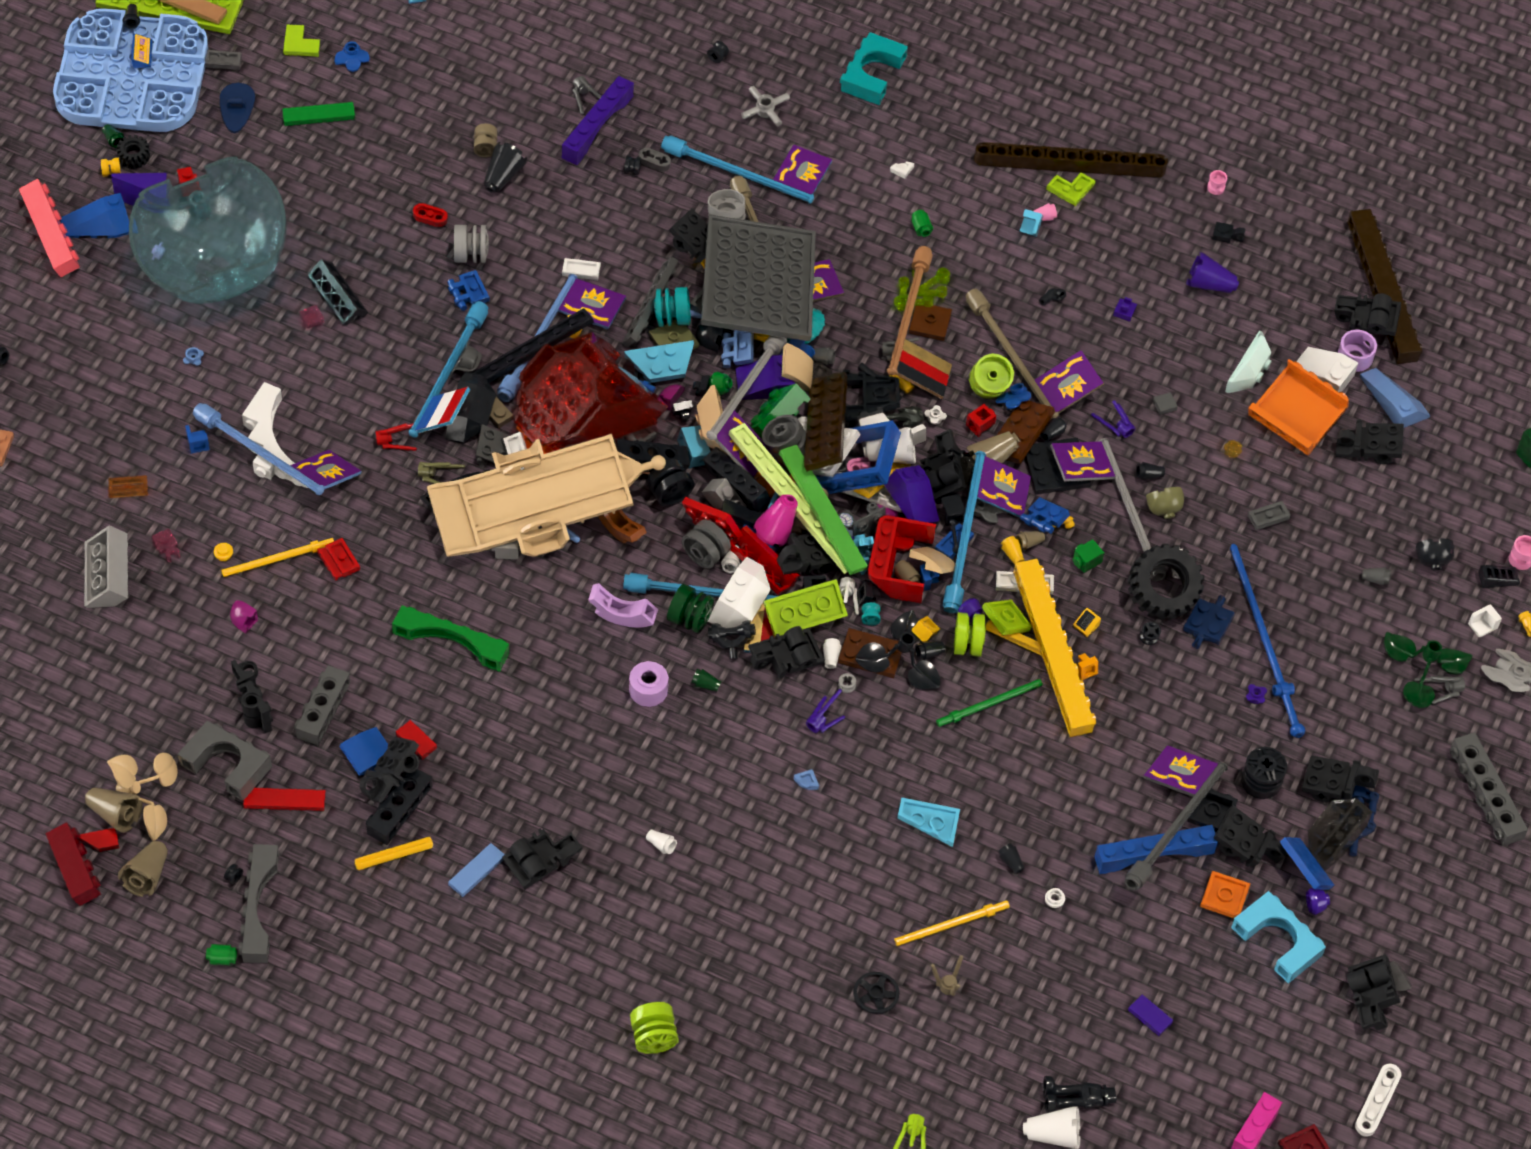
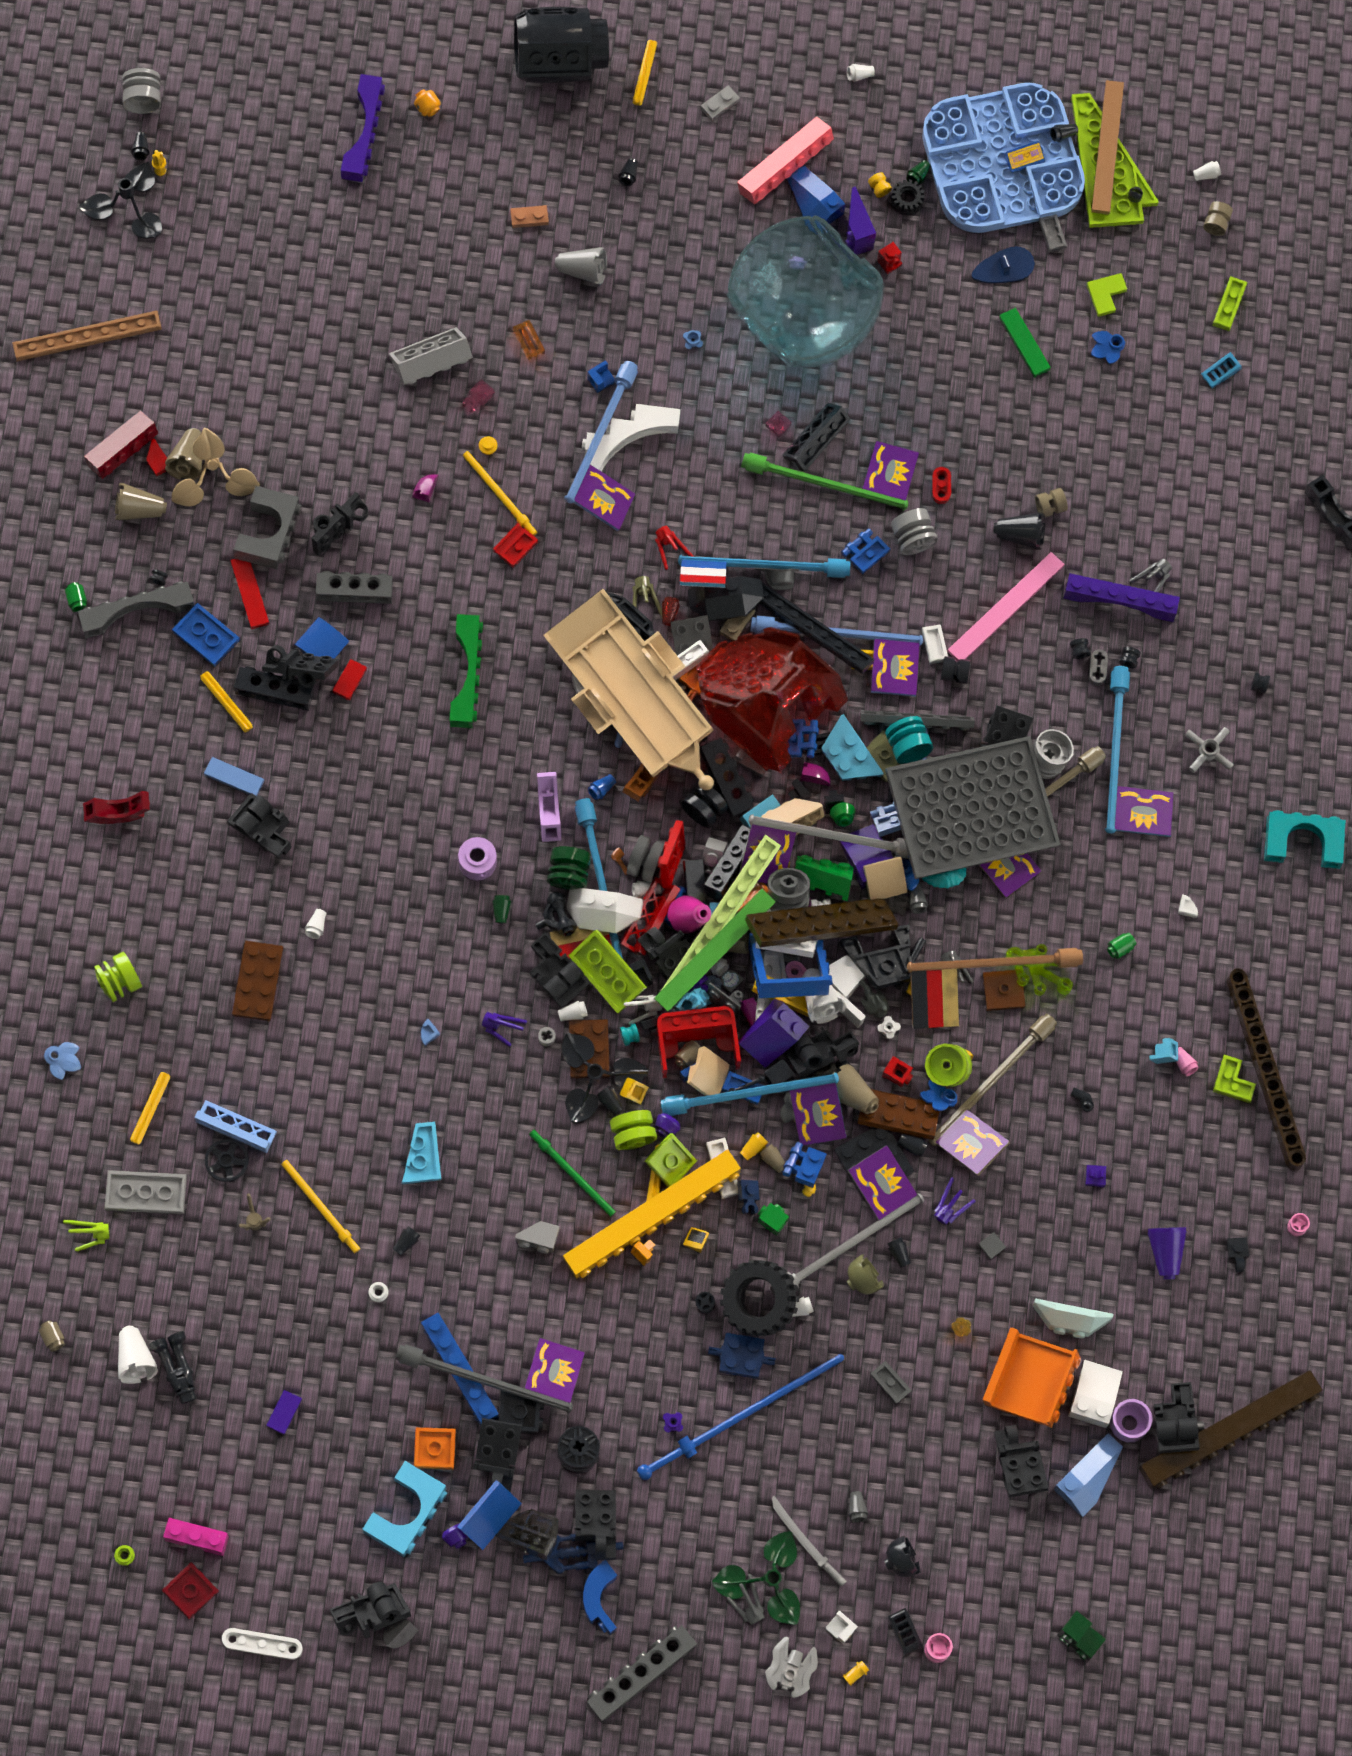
camera: 70 degrees right, 15 degrees up
(75, 414) = (583, 264): none -> light grey cone
(314, 849) = (205, 634): none -> blue plate
(401, 252) = (885, 481): none -> flag
(461, 456) = (669, 610): none -> clear red cone
(473, 977) = (116, 811): none -> dark red arch
(569, 207) = (1006, 607): none -> bright pink tile
(615, 258) = (955, 670): none -> black wheel
(616, 564) = (601, 787): none -> blue cone
(656, 133) = (1129, 657): none -> black wheel
(688, 573) = (616, 856): none -> dark orange hand
(699, 911) = (257, 980): none -> reddish brown plate
(718, 1110) = (65, 1061): none -> medium blue plate
(798, 1044) = (150, 1108): none -> yellow axle
(847, 977) = (234, 1131): none -> light blue fence
(885, 1074) = (145, 1192): none -> light grey tile
(1044, 744) = (539, 1236): none -> light grey slope
(1058, 568) = (749, 1193): none -> dark blue plate
(1406, 806) = (595, 1584): none -> blue arch
(1419, 618) = (822, 1561): none -> light grey sword

